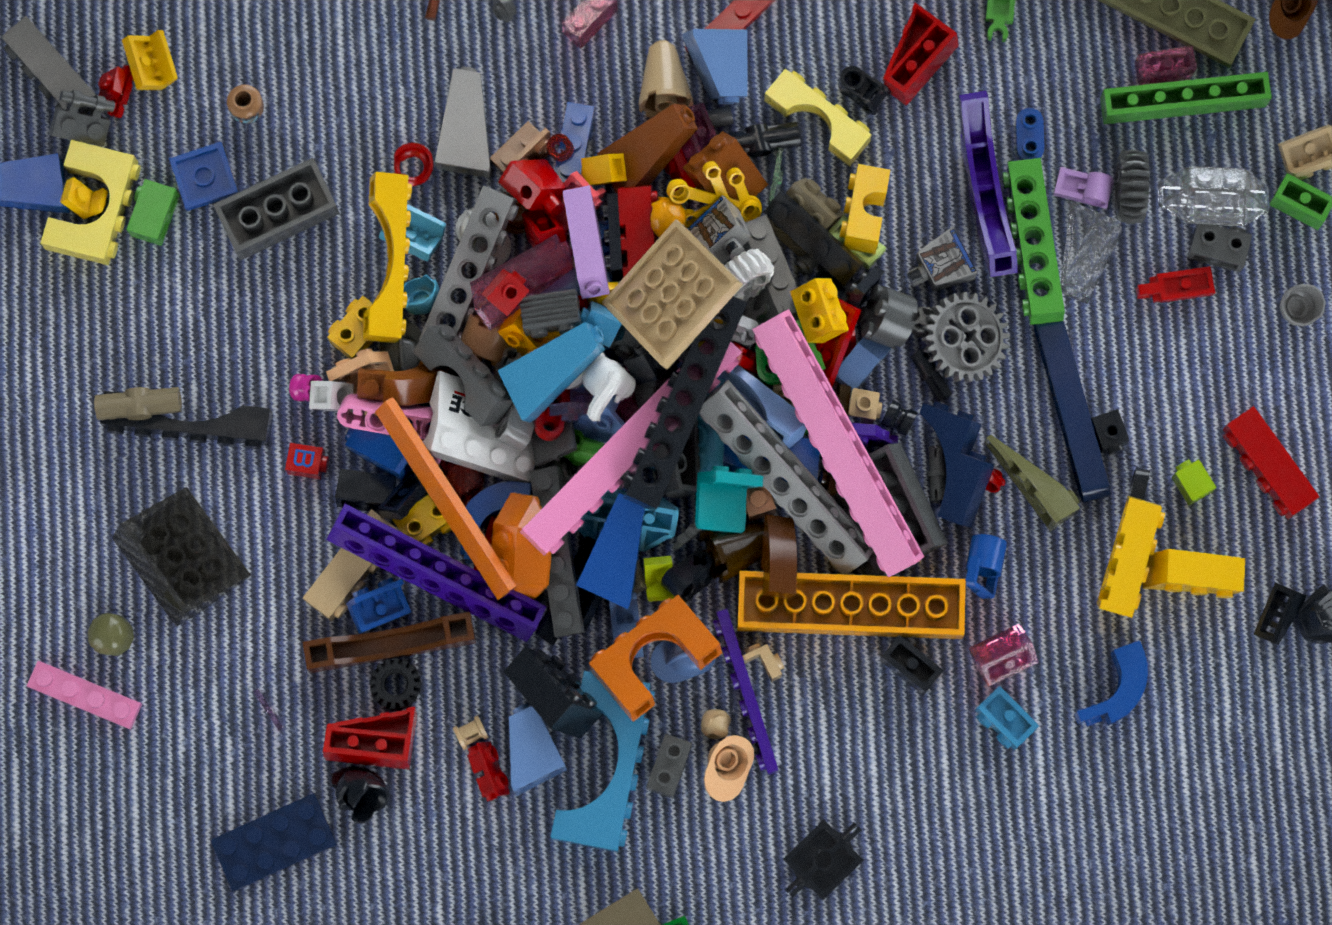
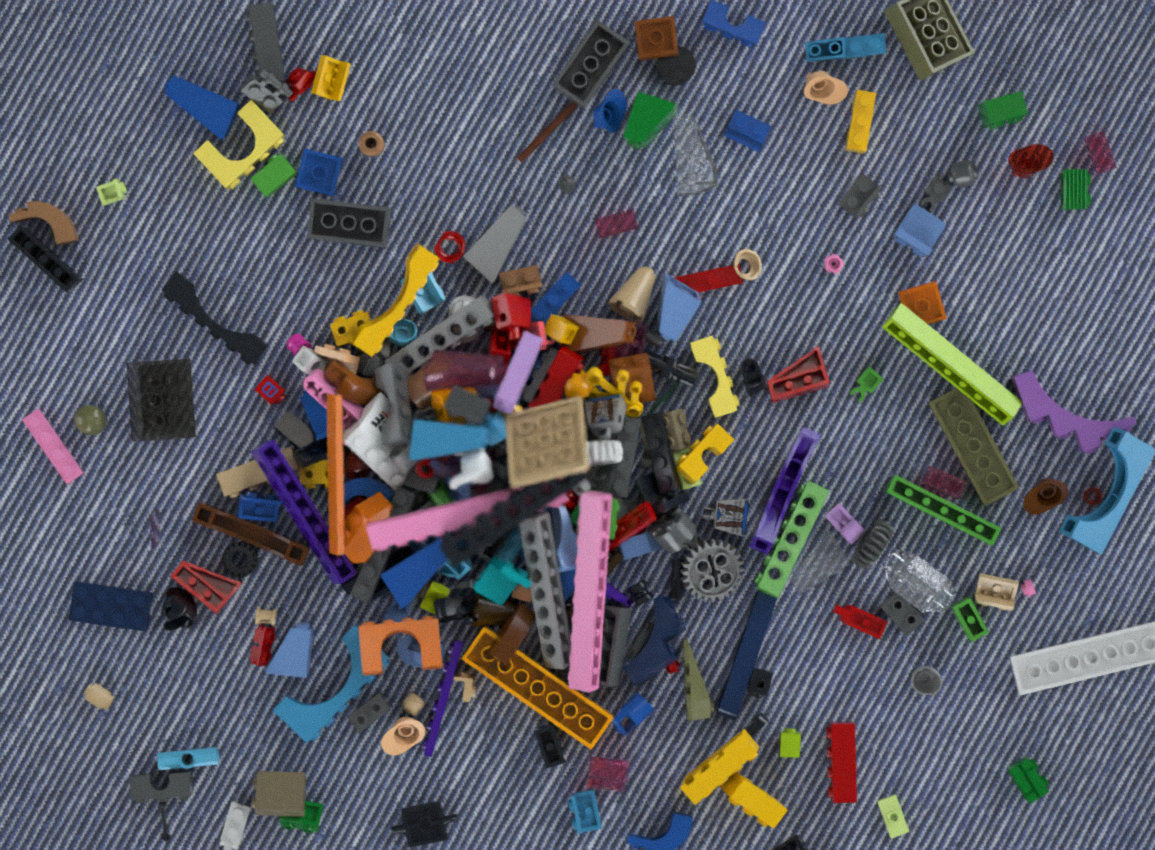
camera: 25 degrees right, 10 degrees up
(82, 199) = (236, 141): yellow bracket -> none
(138, 403) = (190, 293): dark tan piece -> none
(506, 291) = (448, 377): red brick -> none
(553, 692) = (327, 628): black brick -> none
(564, 155) = (548, 298): clear red bush -> none
(819, 310) = (631, 503): yellow brick -> none
(865, 405) = (624, 573): tan bracket -> none
(1029, 134) = (834, 469): blue plate -> none

